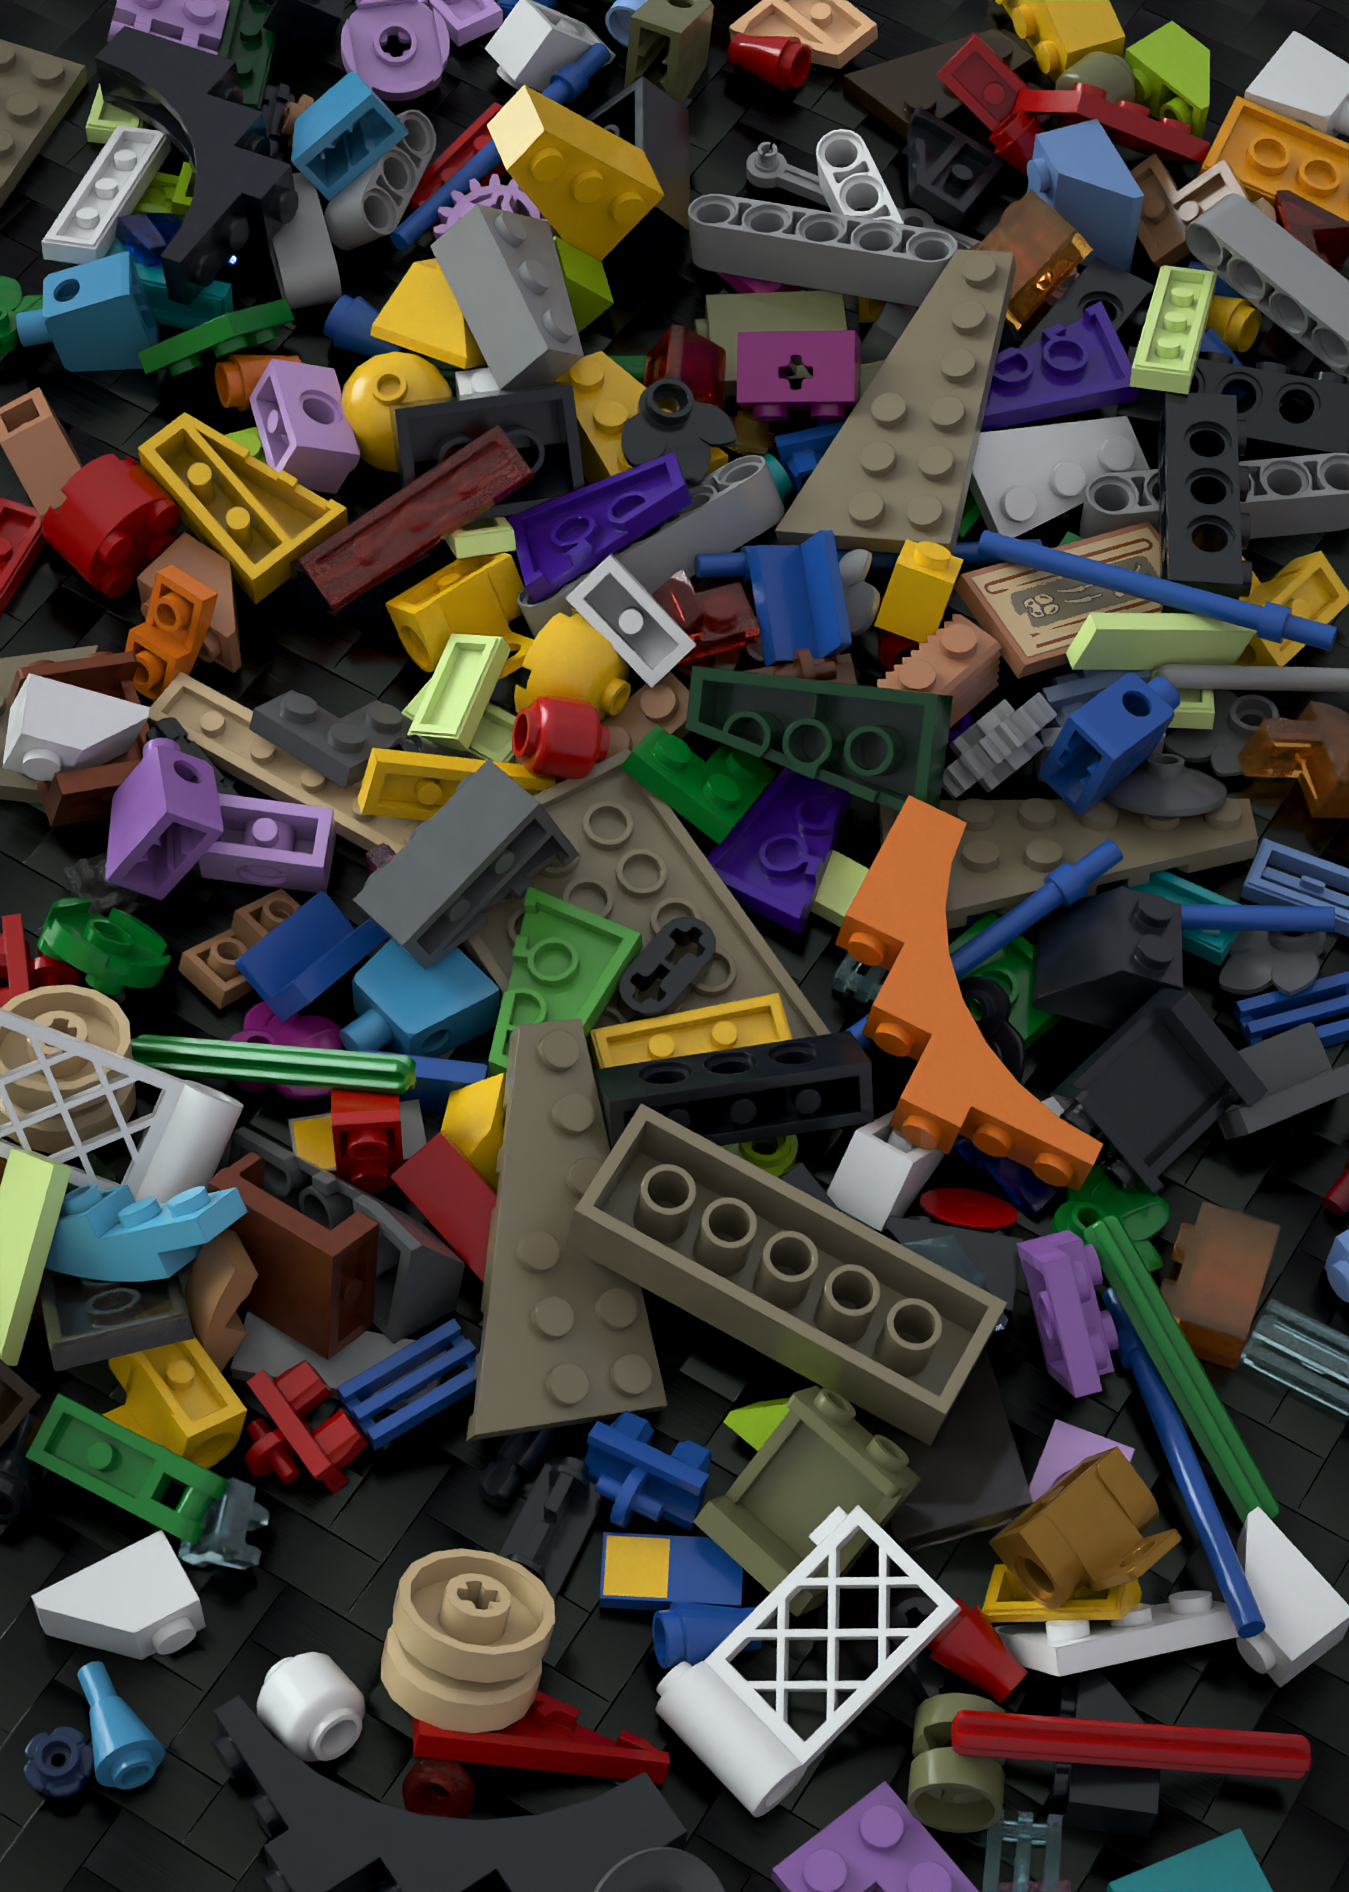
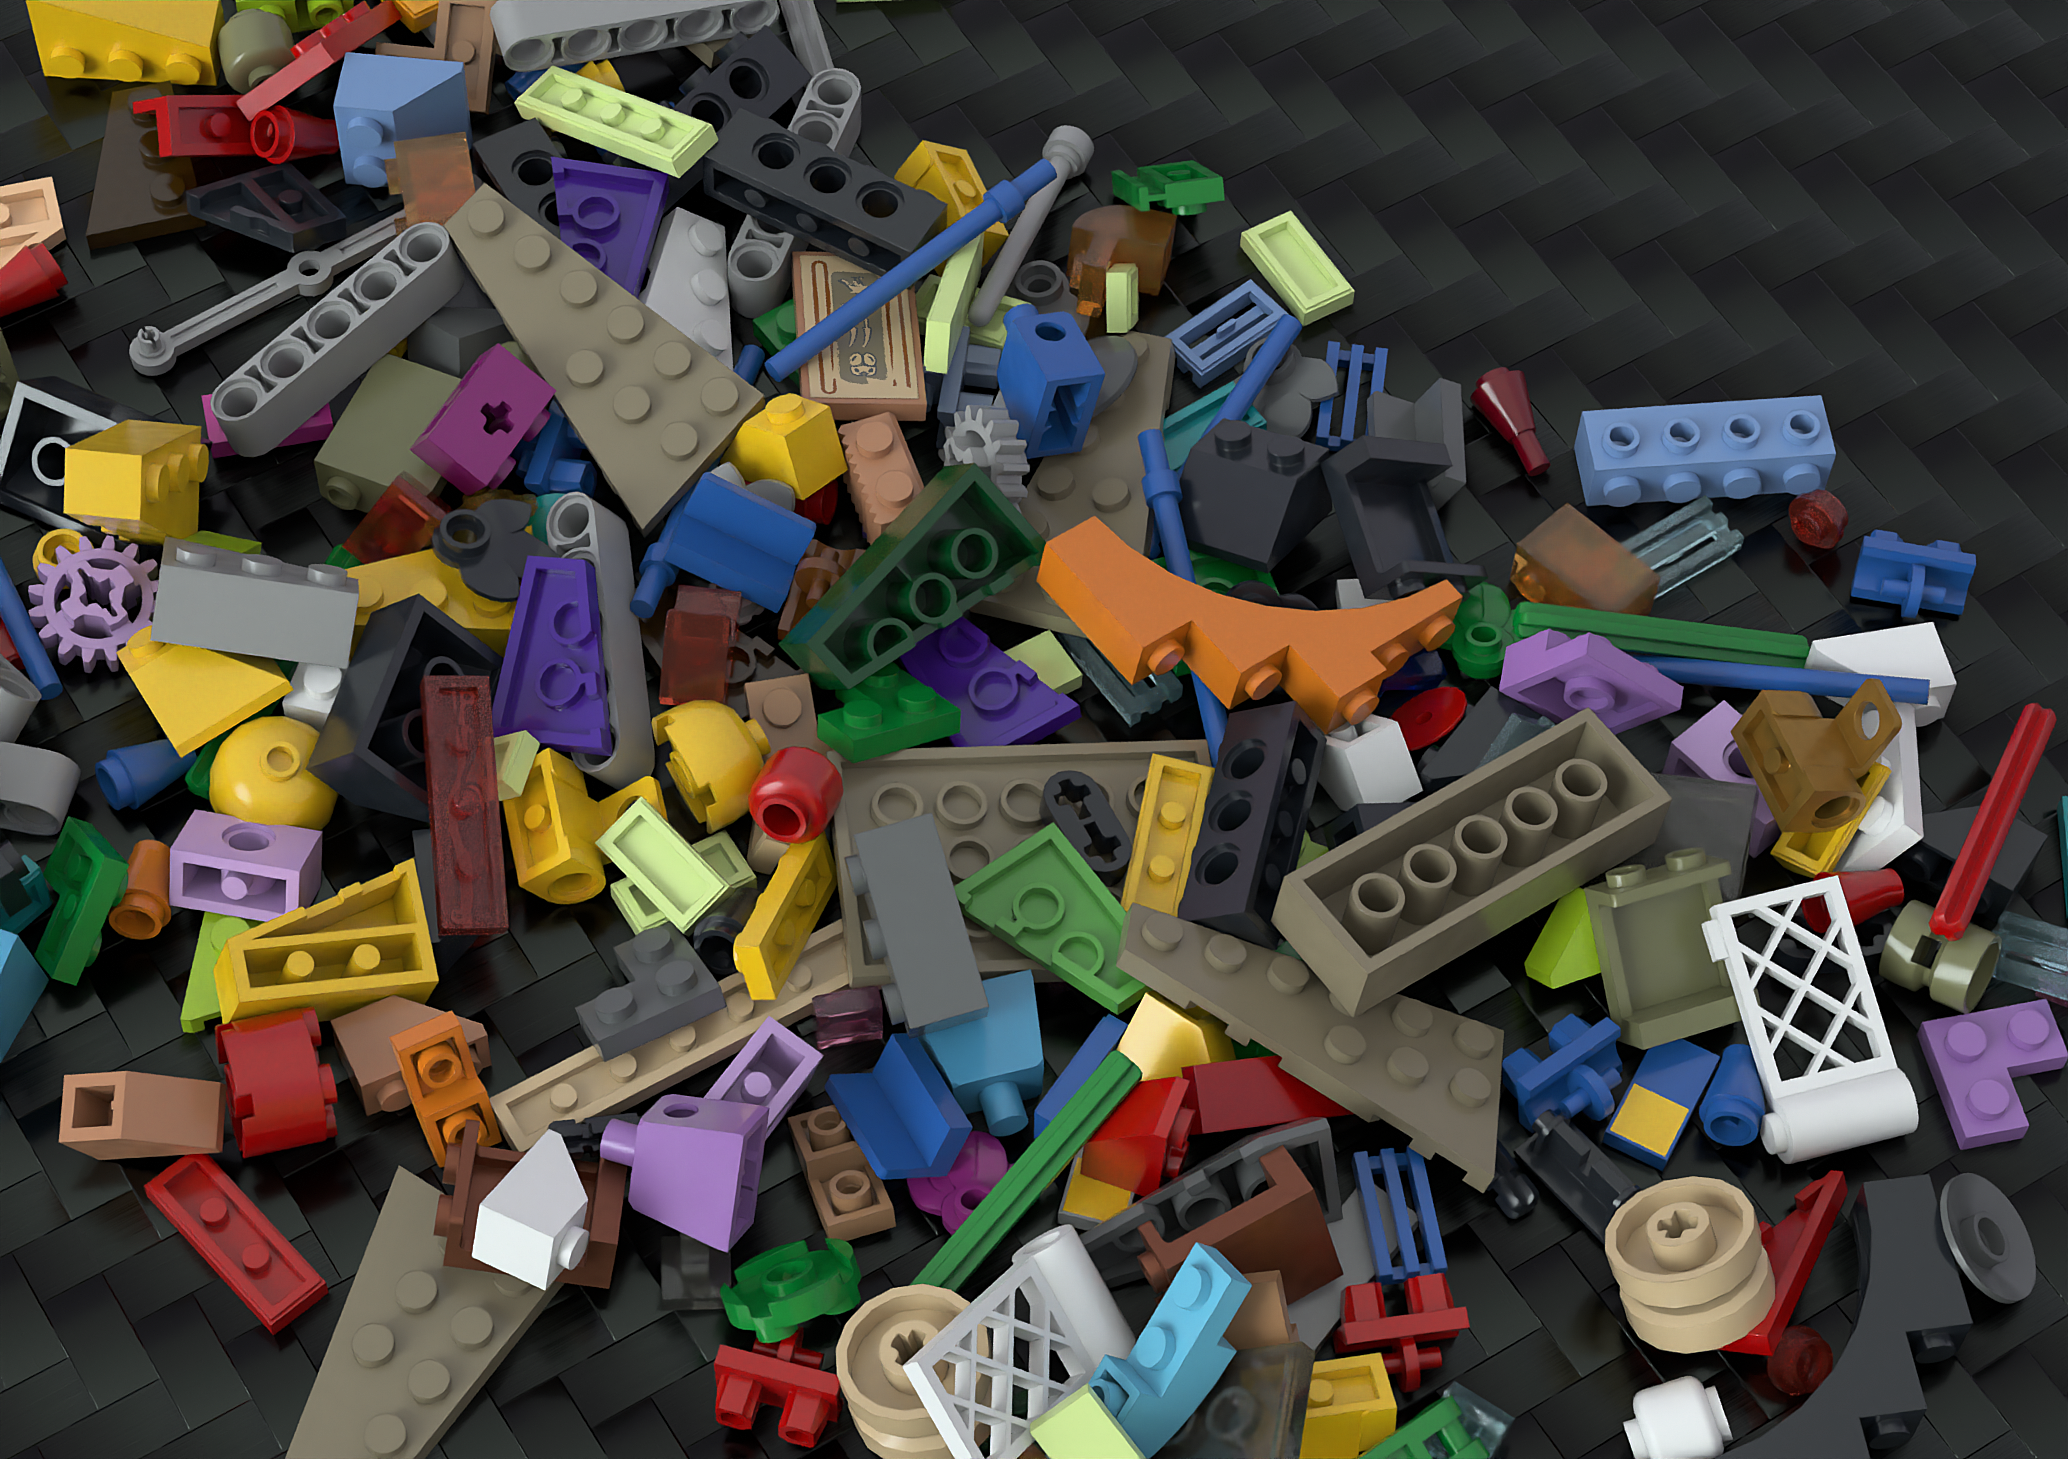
camera: 65 degrees left, 0 degrees up
(631, 620) = (691, 678): white slope -> none
(856, 184) = (254, 278): white beam -> none
(1274, 780) = (1122, 297): none -> yellowish green tile

